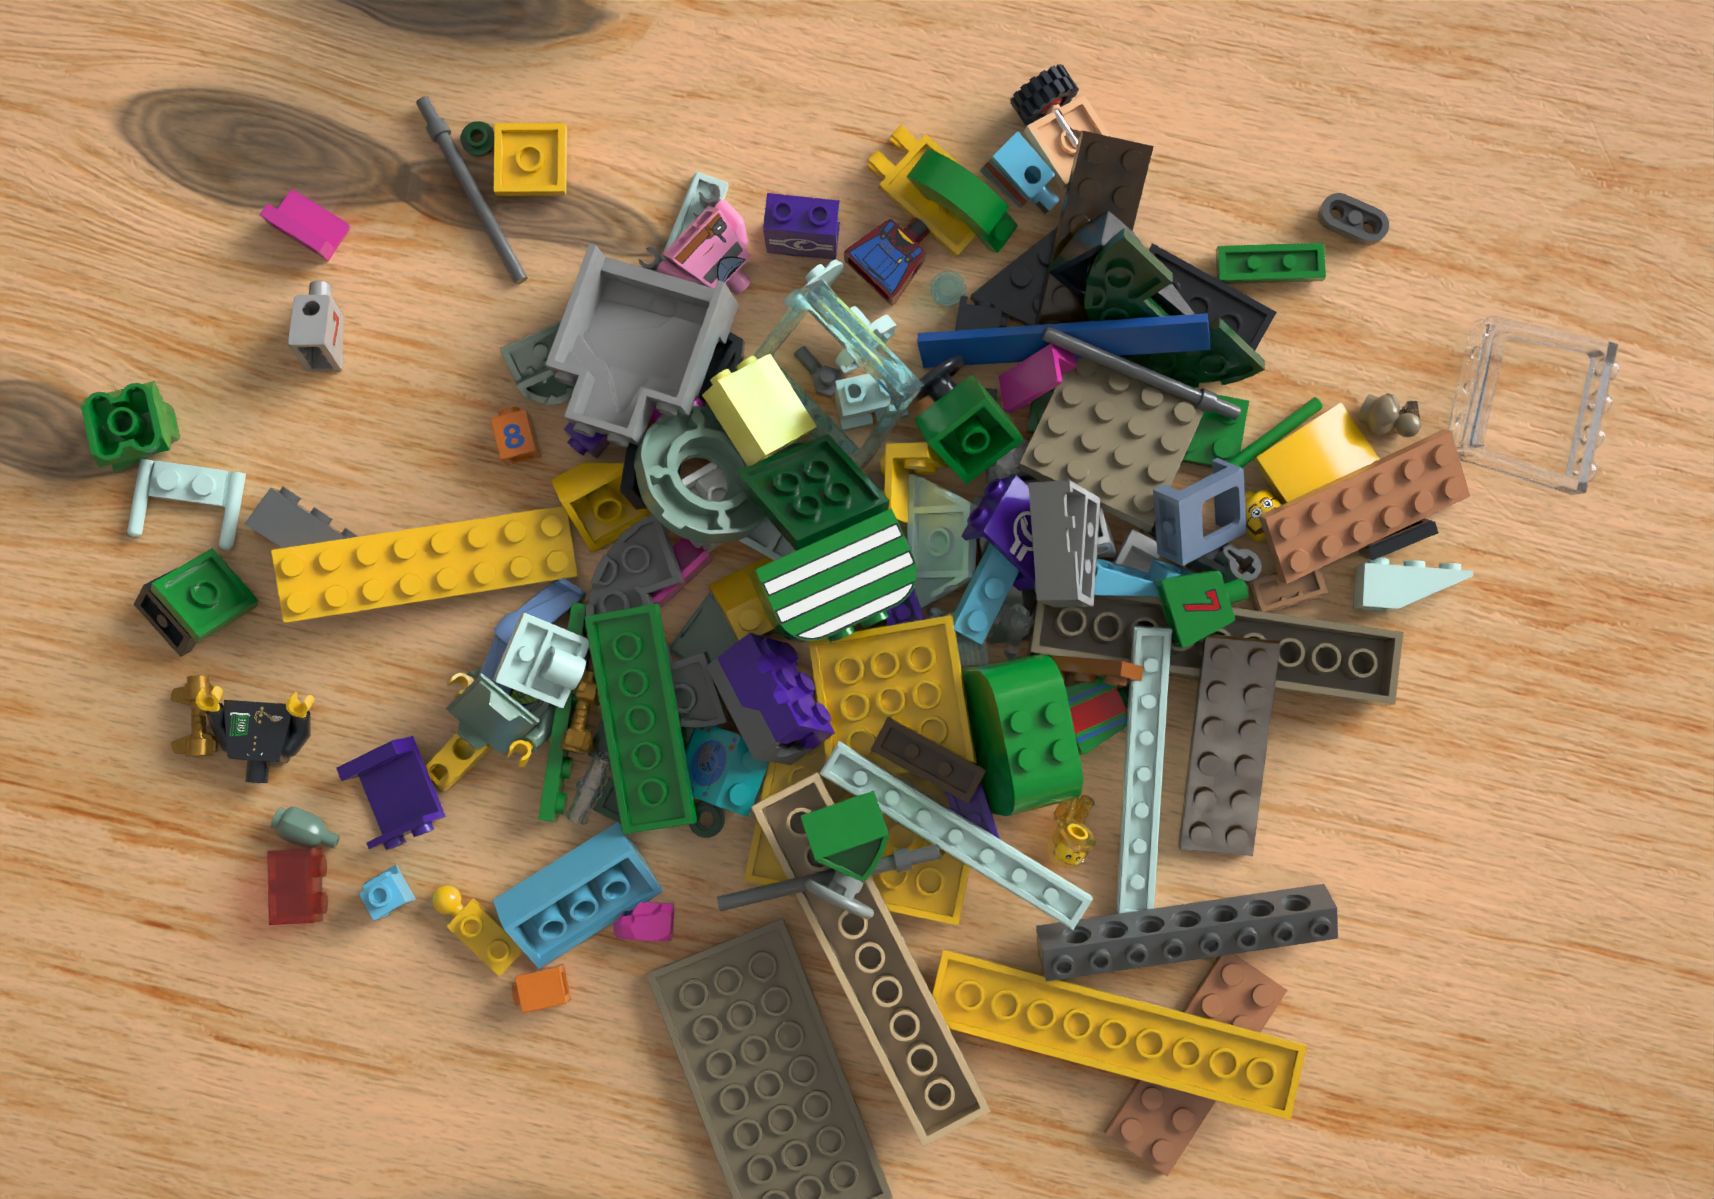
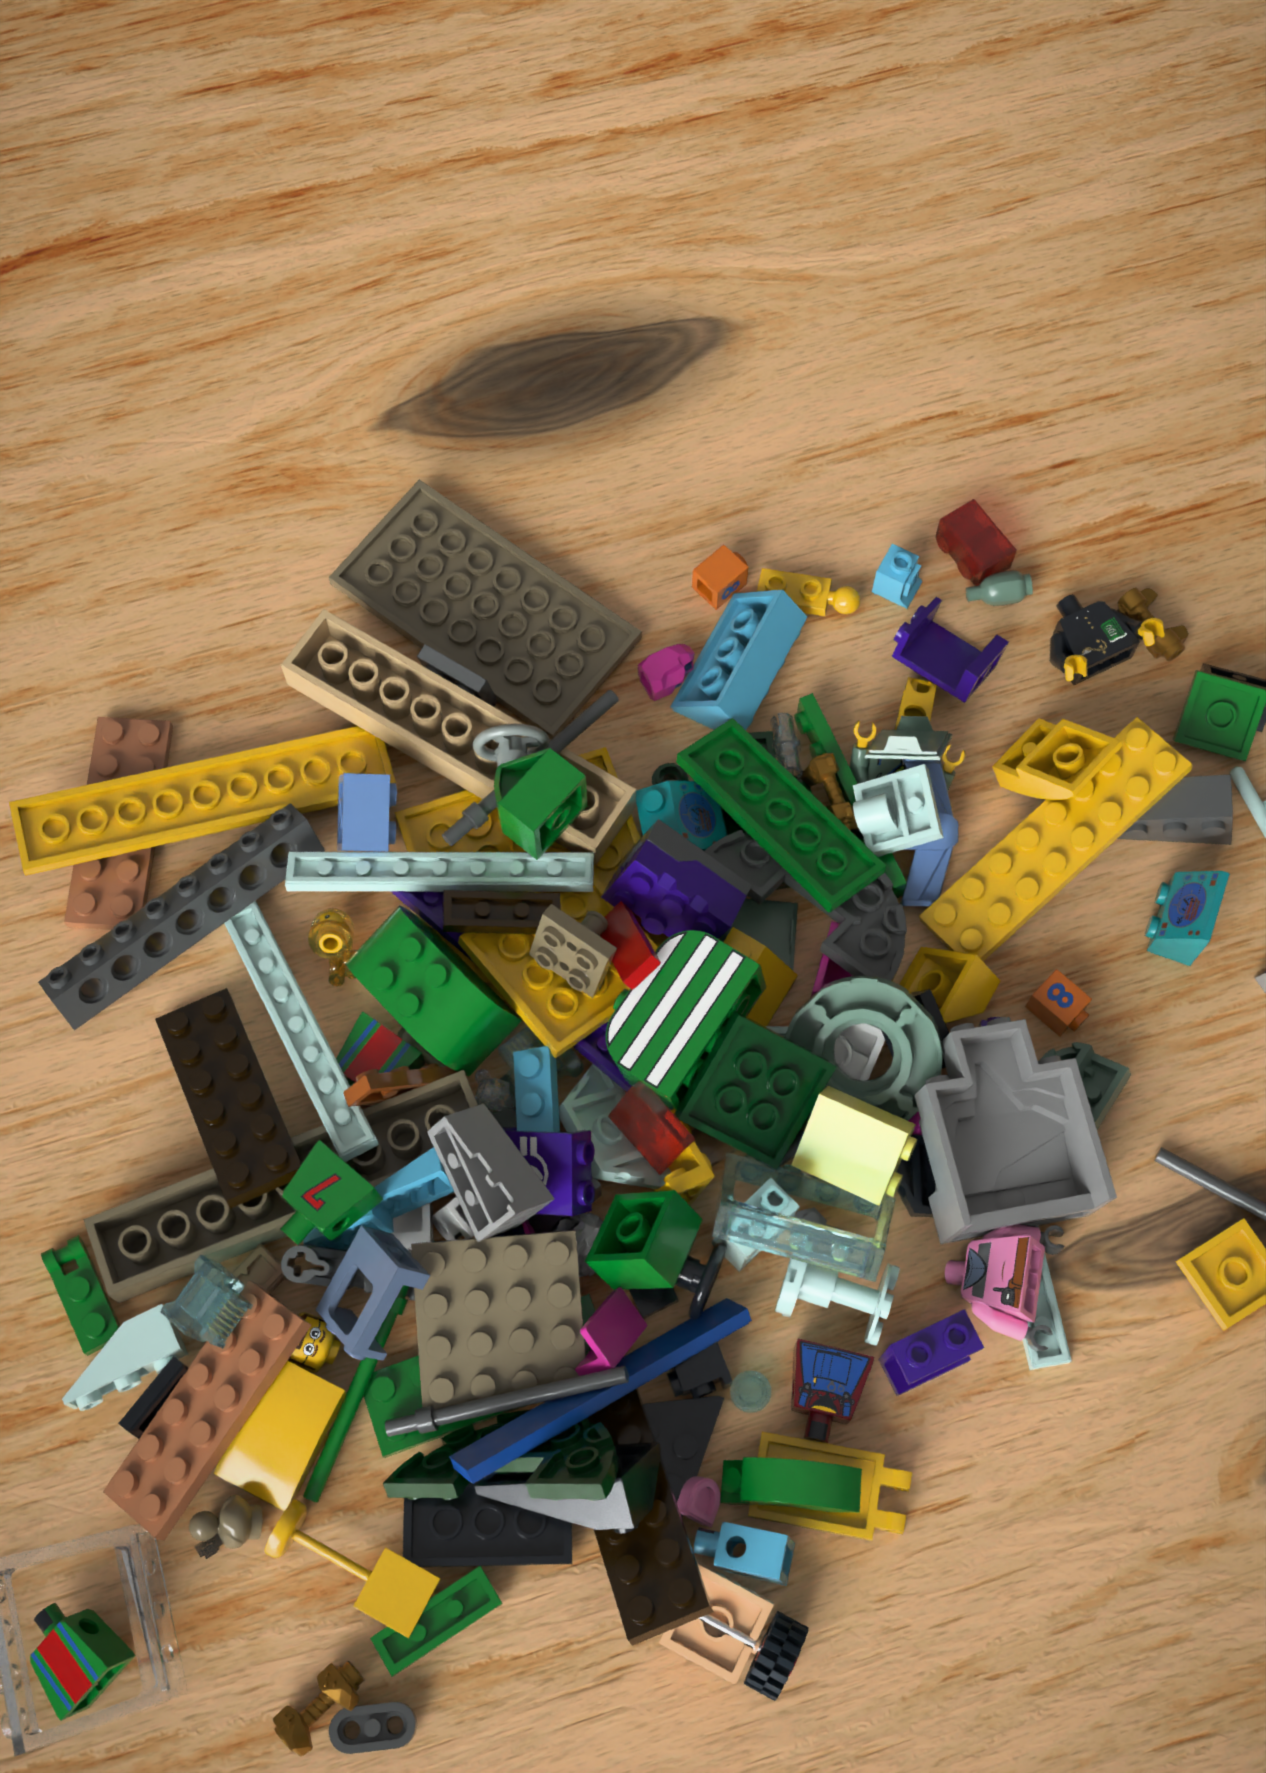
camera: 150 degrees right, 15 degrees down
(362, 442) = (1186, 914): none -> teal slope
(376, 630) = (1054, 760): none -> yellow slope
(845, 1031) = (457, 674): none -> dark grey plate
(846, 663) = (634, 954): none -> red tile
(889, 686) = (574, 948): none -> dark tan plate
(910, 511) = (651, 1127): none -> clear red tile
(989, 929) = (365, 812): none -> medium blue brick
(1033, 234) = (699, 1500): none -> bright pink tile
(1293, 298) = (392, 1592): none -> yellow piece
(1327, 579) = (208, 1303): none -> clear light blue piece
(1365, 261) = (337, 1686): none -> pearl gold piece
(1417, 657) = (82, 1295): none -> green plate
(1545, 383) = (76, 1658): none -> green torso

